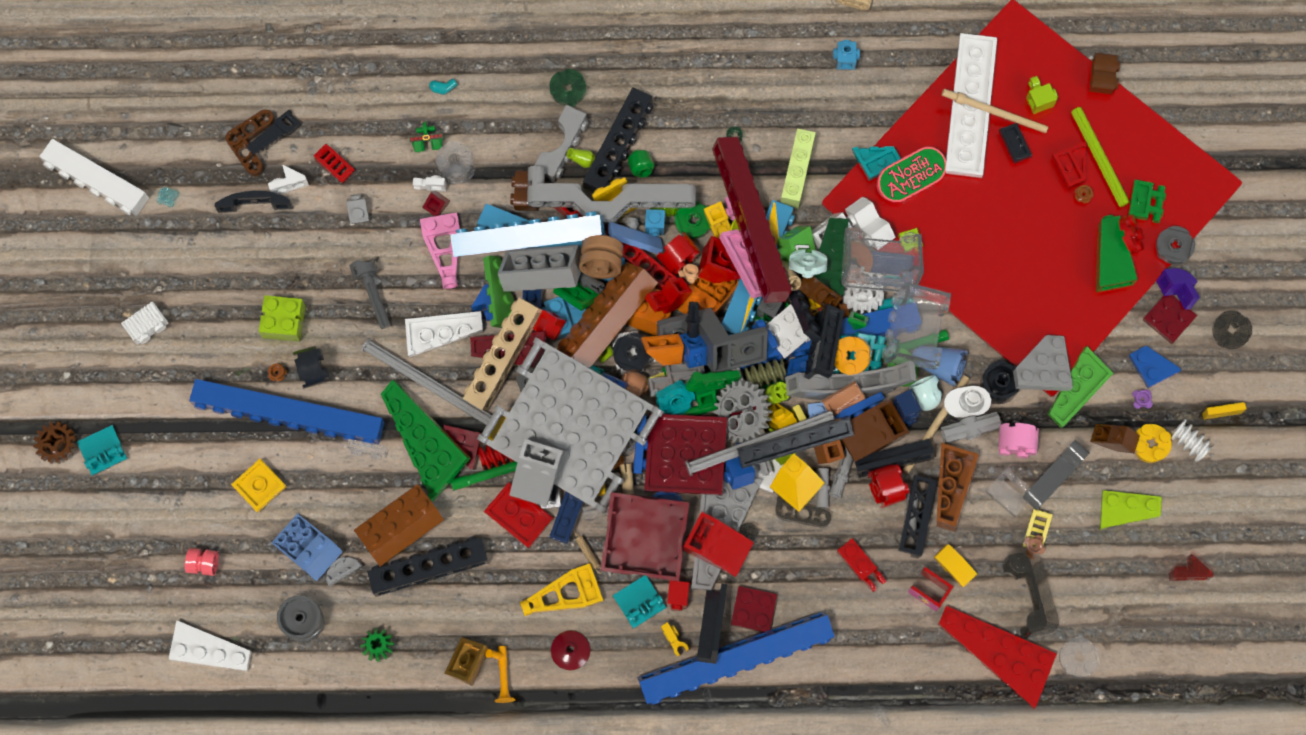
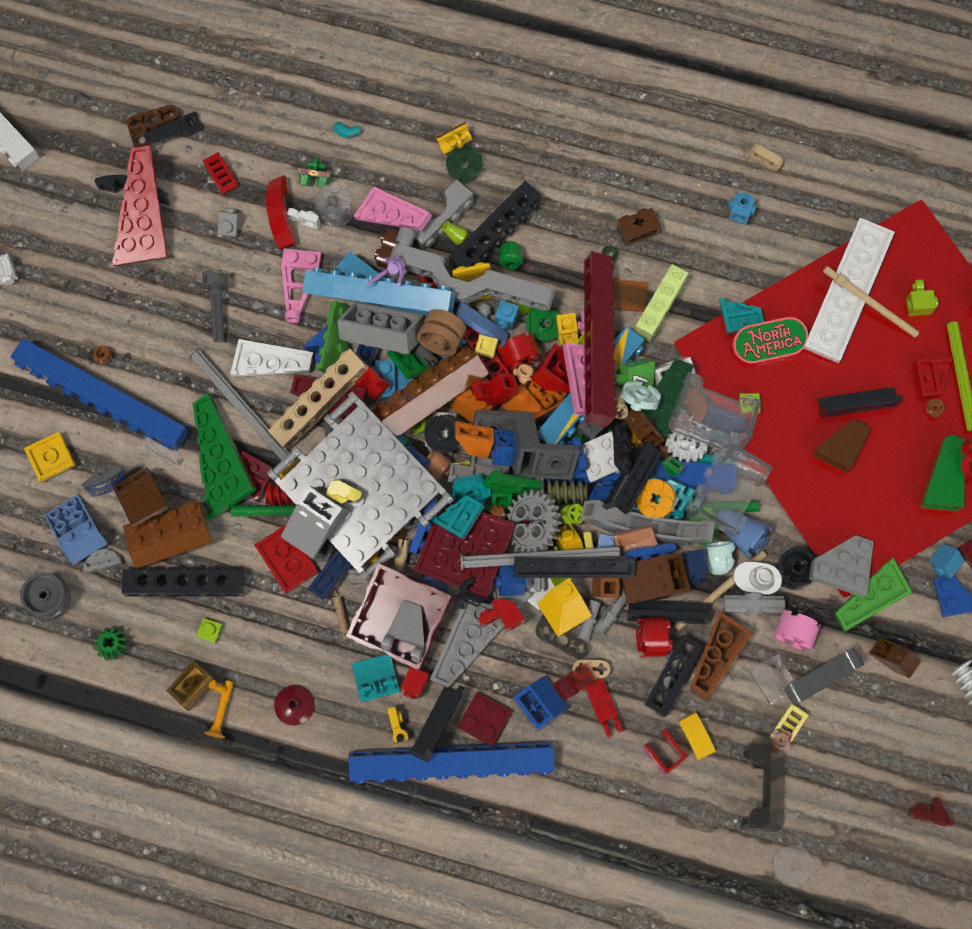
camera: 15 degrees right, 0 degrees up
(166, 192) = (55, 156): clear light blue plate -> none
(272, 231) = (140, 219): none -> wing
(280, 318) = (121, 304): lime piece -> none
(293, 181) = (174, 179): white slope -> none
(310, 366) = (134, 358): black brick -> none
(319, 497) = (98, 485): none -> slope
(362, 497) = (140, 497): none -> reddish brown slope
(403, 186) = (277, 212): none -> red slope
(436, 203) = (305, 238): dark red slope -> none
(467, 604) = (209, 630): none -> lime plate
(508, 152) = (390, 210): none -> bright pink wing
(536, 207) = (395, 266): none -> lavender plant
(550, 65) = (454, 138): none -> yellow hips
(557, 435) = (343, 492): none -> light yellow rock
(586, 585) = (329, 648): yellow plate -> none
(646, 257) = (486, 346): none -> light yellow tile
(656, 545) = (408, 628): none -> light grey flag
(673, 427) = (460, 517): none -> teal wing
(693, 320) = (510, 418): black axle -> none
(706, 410) = (497, 511): none -> dark orange plate
(710, 499) = (471, 598): none -> black piece
(718, 544) = (468, 645): red slope -> none
(741, 502) = (503, 610): none -> red brick
(749, 527) = (503, 636): clear smoke plate -> none
(750, 109) = (632, 233): none -> reddish brown brick
(766, 169) = (629, 295): none -> clear orange piece
(801, 579) = (540, 703): none -> blue slope
(827, 549) = (575, 681): none -> clear red slope
(837, 528) = (594, 664): none -> tan beam
(865, 217) = (712, 371): white brick -> none
(1008, 657) = (724, 846): red wing -> none
(1010, 255) = (843, 446): none -> reddish brown slope
(1011, 209) = (858, 402): none -> black fence
(1015, 143) = (881, 339): black plate -> none
(1125, 508) = (885, 730): lime wing -> none
(1136, 335) = (946, 561): none -> dark azure brick
(1146, 394) = (939, 624): medium lavender plate -> none
(1162, 439) = (941, 671): yellow plate -> none

